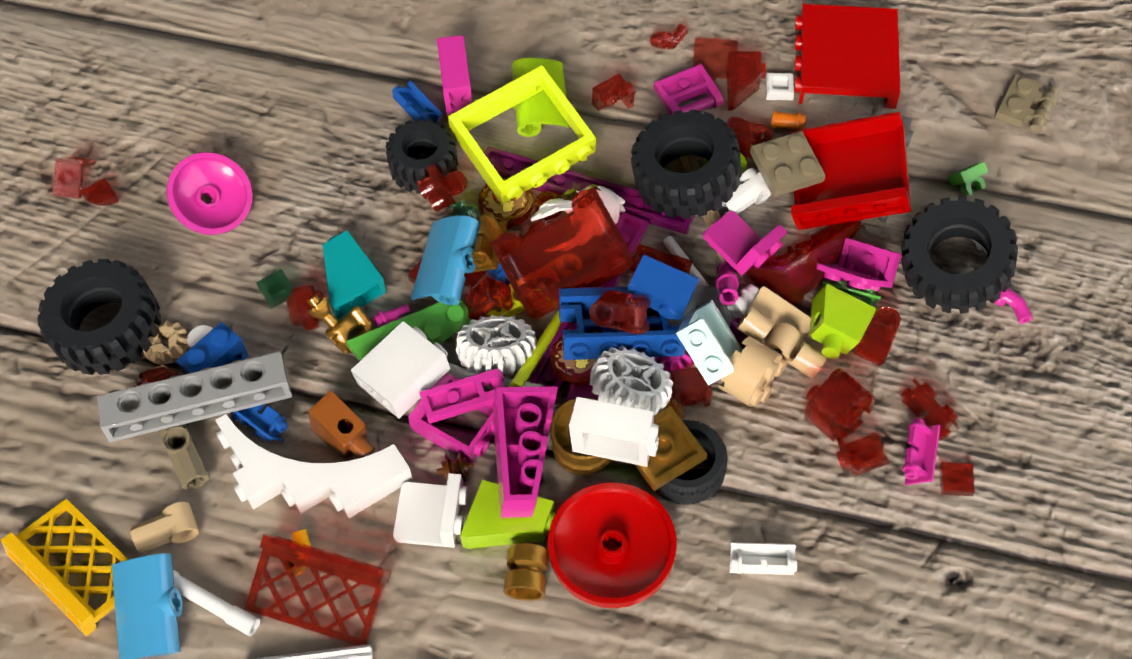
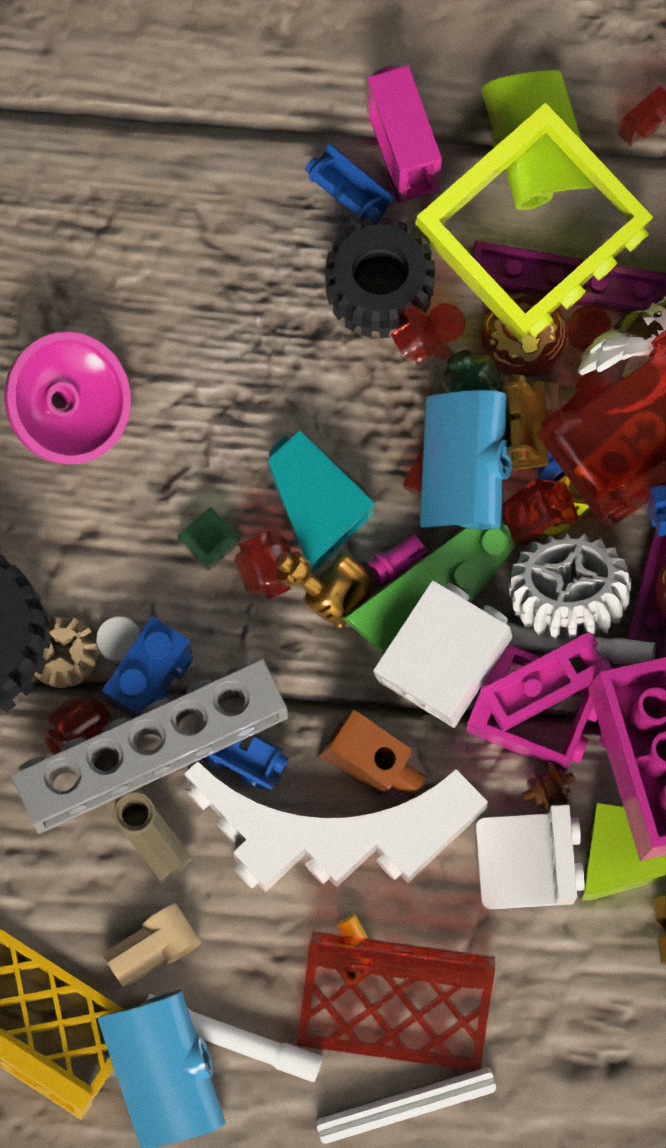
camera: 10 degrees left, 15 degrees up
(541, 346) = (636, 570): neon yellow bar -> none

